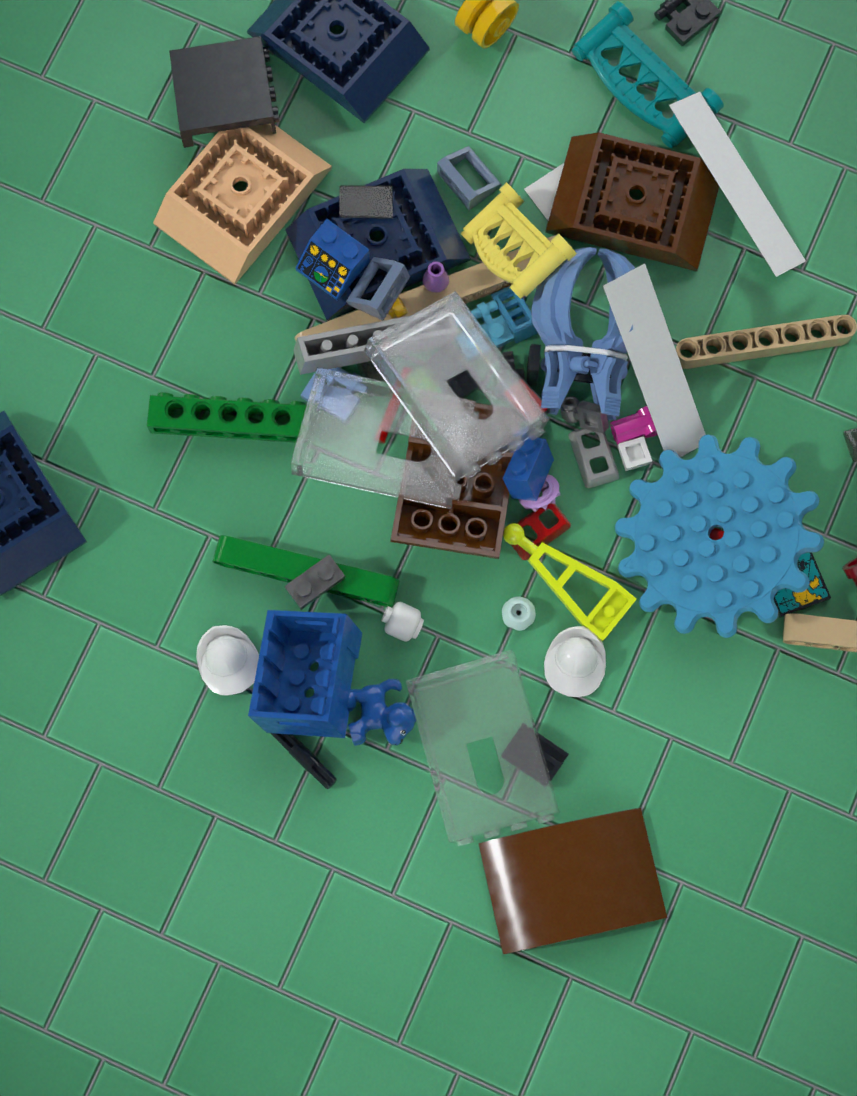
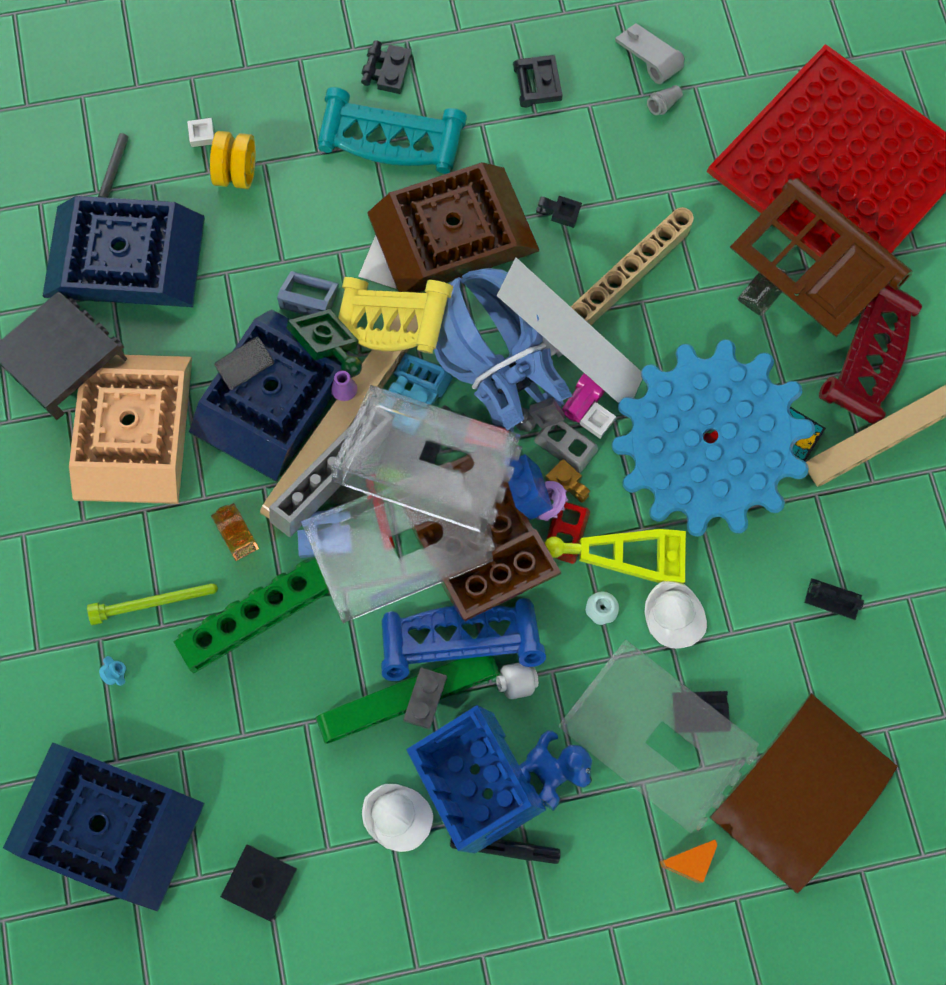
camera: 40 degrees left, 5 degrees down
(85, 633) = (258, 883): none -> black plate
(88, 386) = (112, 671): none -> medium azure plate
(109, 331) = (100, 612): none -> lime piece
(263, 339) = (234, 531): none -> clear orange slope
(333, 259) = (250, 426): blue slope -> none
(387, 291) = (316, 423): sand blue tile -> none
(398, 309) = (328, 431): yellow plate -> none
(428, 588) = (402, 649): none -> blue piece
(435, 866) = (692, 863): none -> orange slope
(450, 222) = (324, 336): none -> dark green plate
(533, 364) = (470, 402): black tile -> none
(571, 486) = (569, 479): none -> pearl gold plate
(721, 744) = (833, 599): none -> black hinge
(737, 183) = (521, 165): white sticker -> none
(743, 248) = (563, 211): none -> black plate
(821, 118) = (545, 78): none -> black plate

